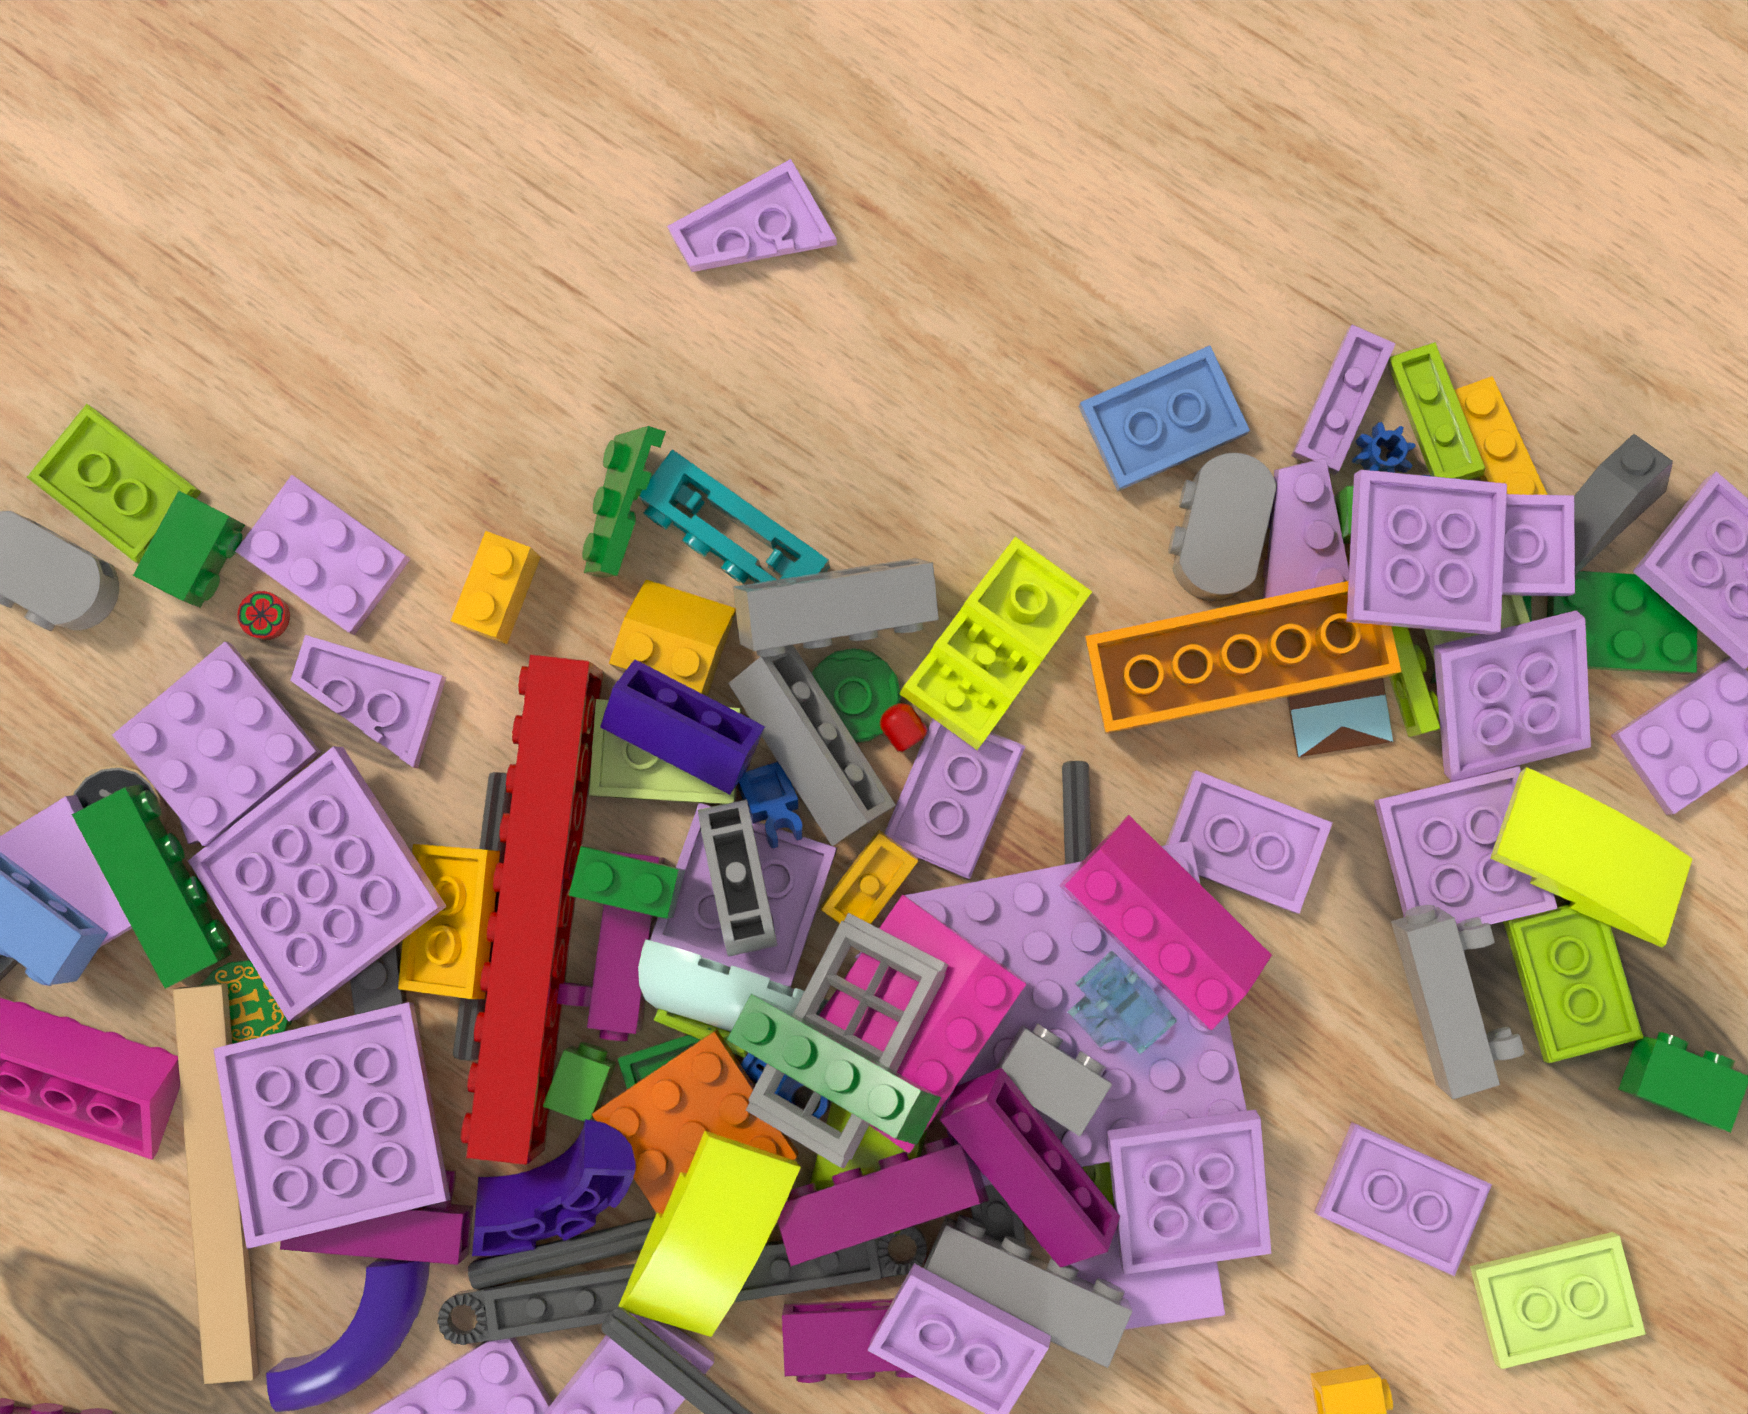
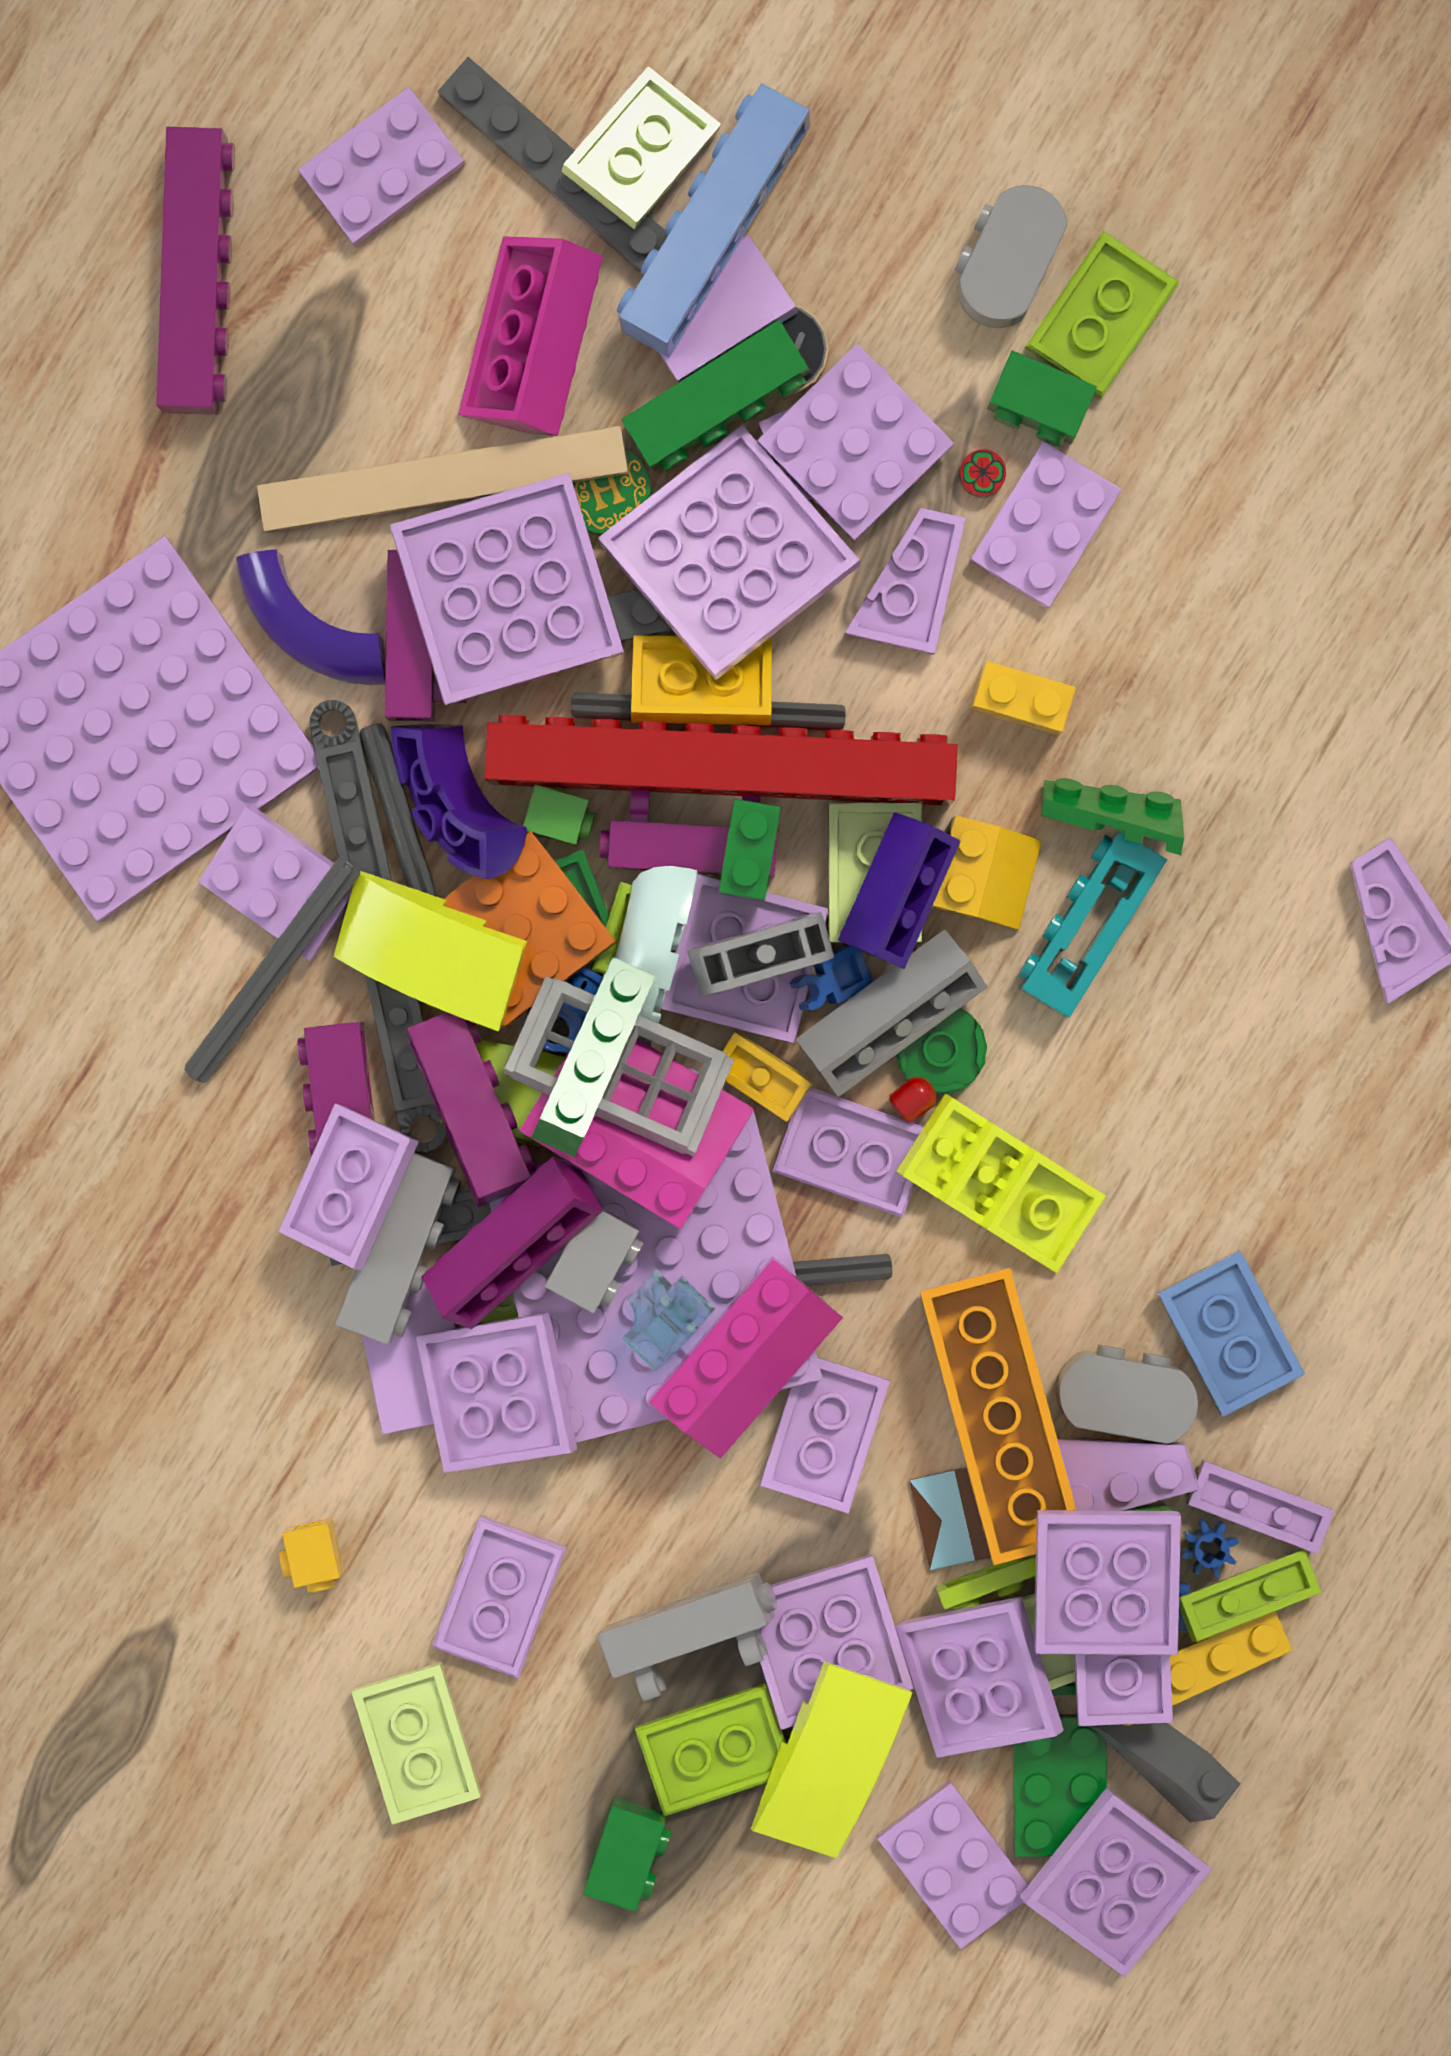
camera: 85 degrees right, 5 degrees up
(835, 605) = (1025, 1028): light grey brick -> none

